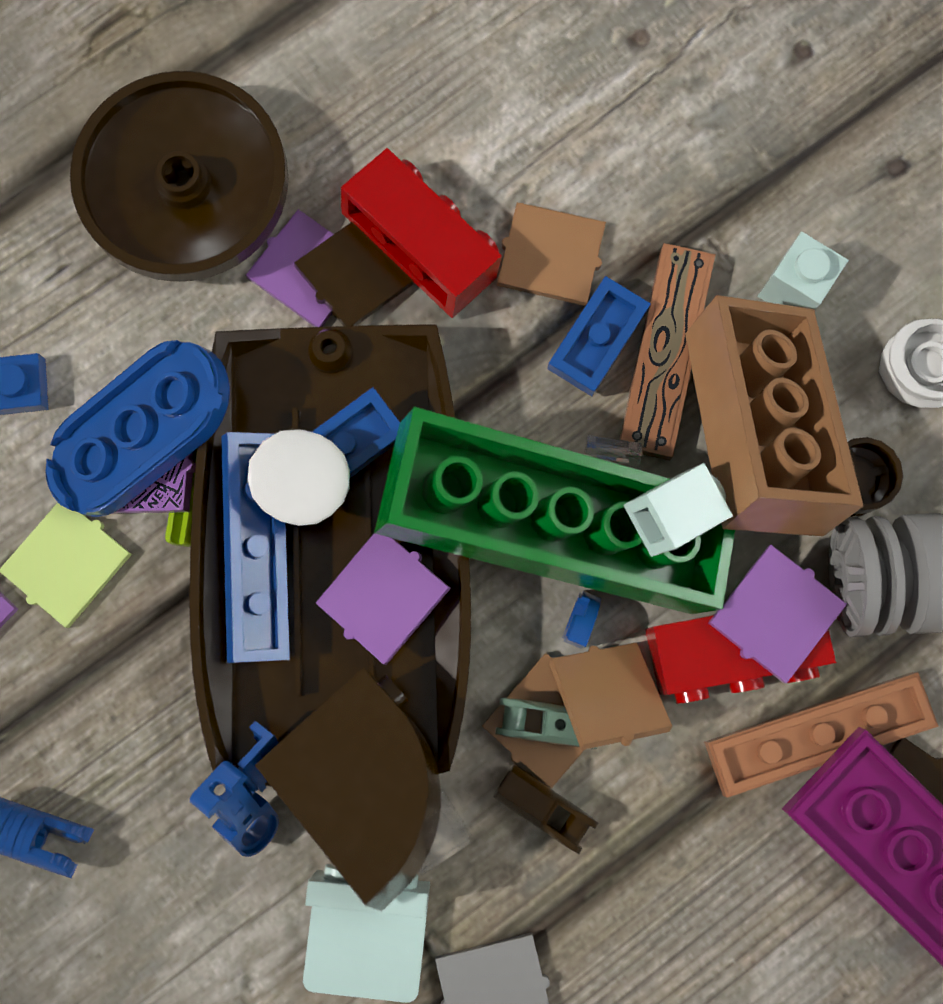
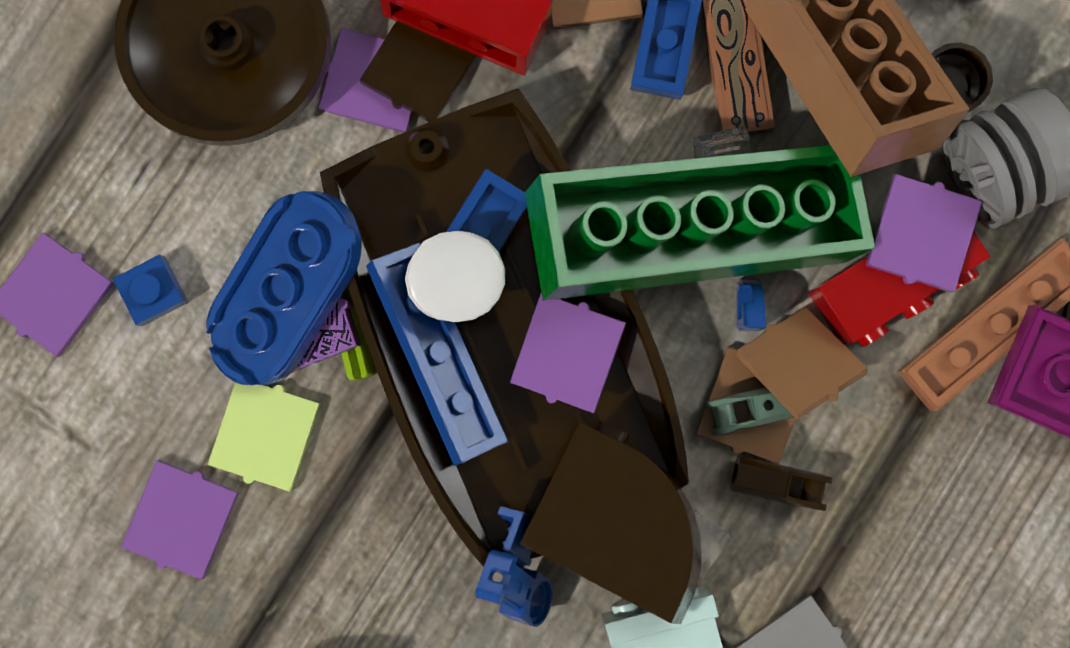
camera: 15 degrees left, 5 degrees up
(678, 510) = (807, 175): light aqua brick -> none

